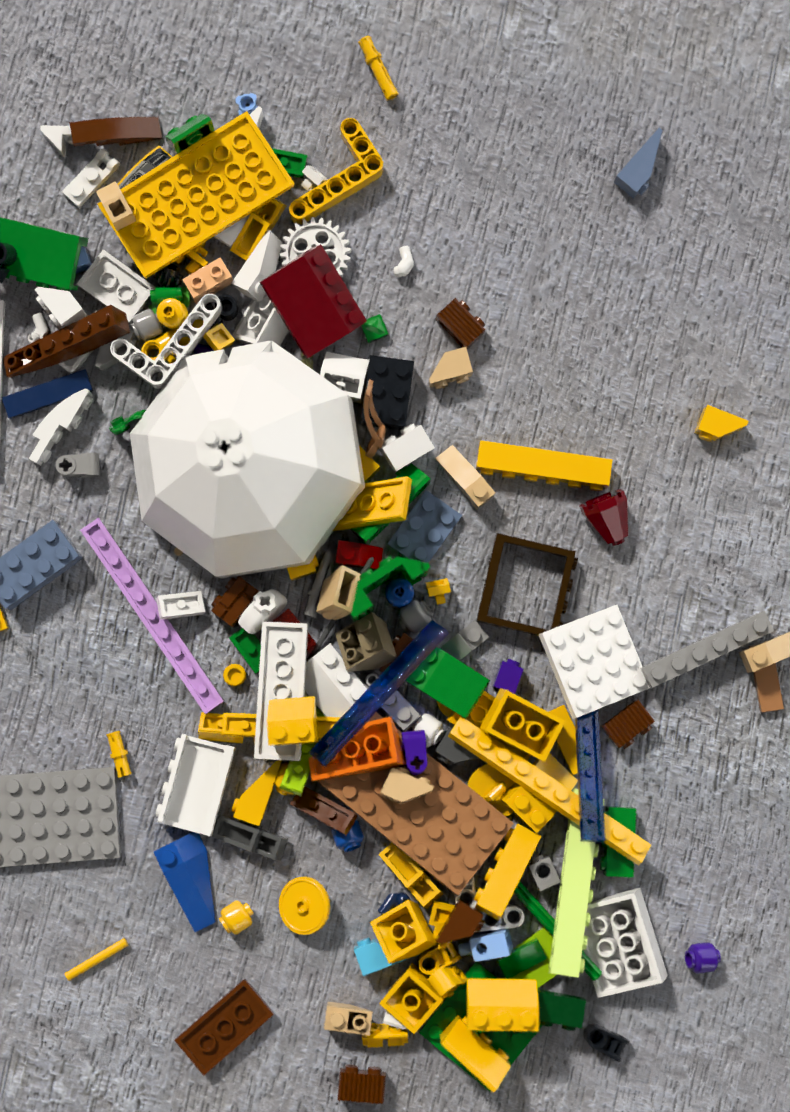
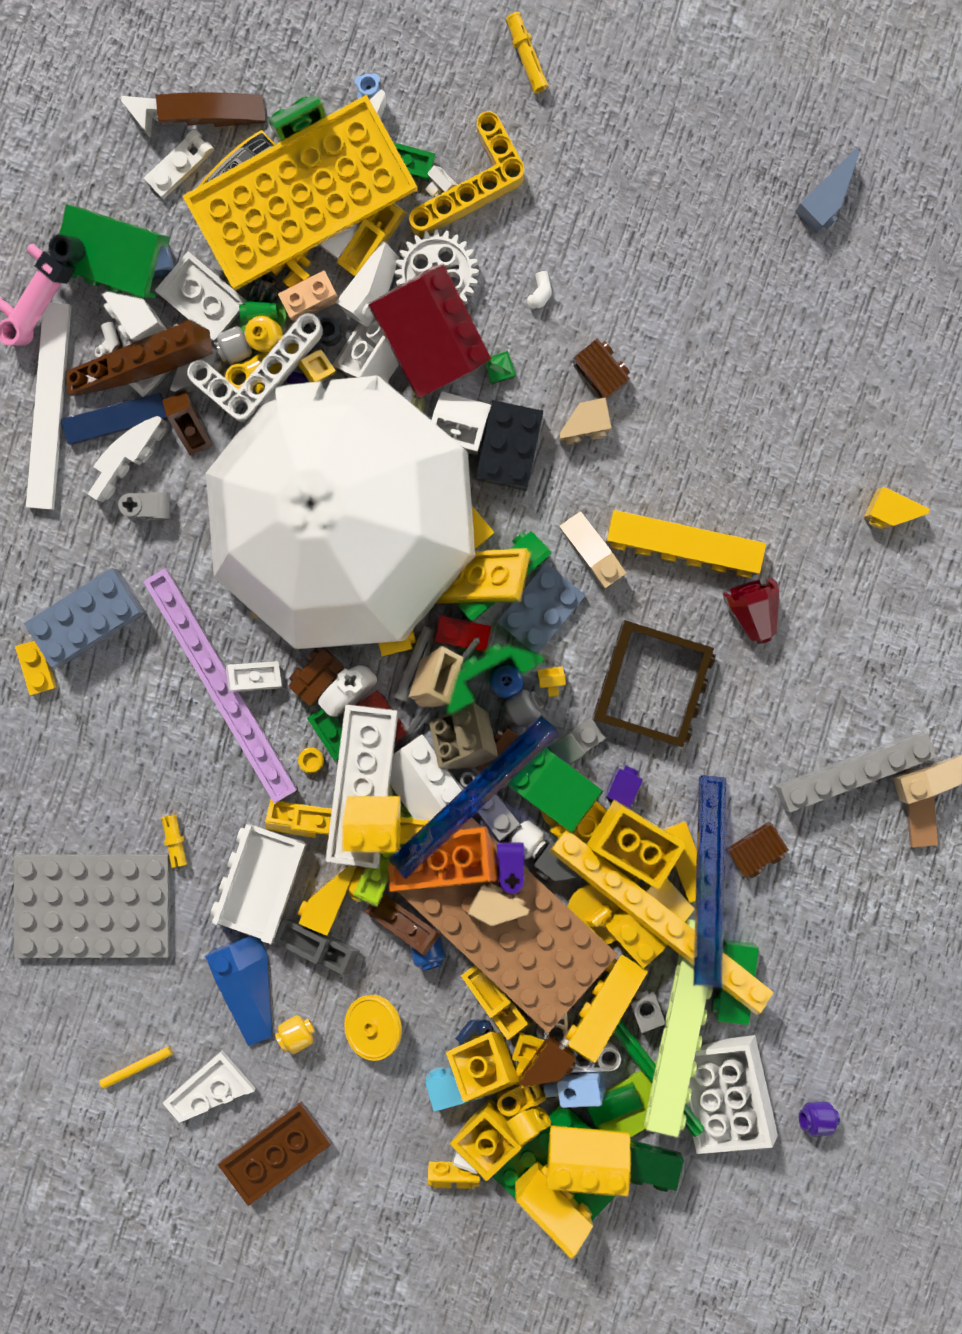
camera: 15 degrees right, 5 degrees up
(110, 392) = (187, 422): none -> reddish brown slope
(116, 206) = (203, 200): tan slope -> none
(121, 425) = (197, 461): green plate -> none
(164, 970) = (210, 1086): none -> white wing
(347, 1018) = (413, 1156): tan slope -> none
(361, 1085) = (424, 1229): reddish brown brick -> none
(377, 437) = (494, 498): medium nougat piece -> none
(406, 447) = (527, 511): white slope -> none
(594, 661) = (725, 776): white plate -> none
(609, 1043) = (705, 1204): black piece -> none

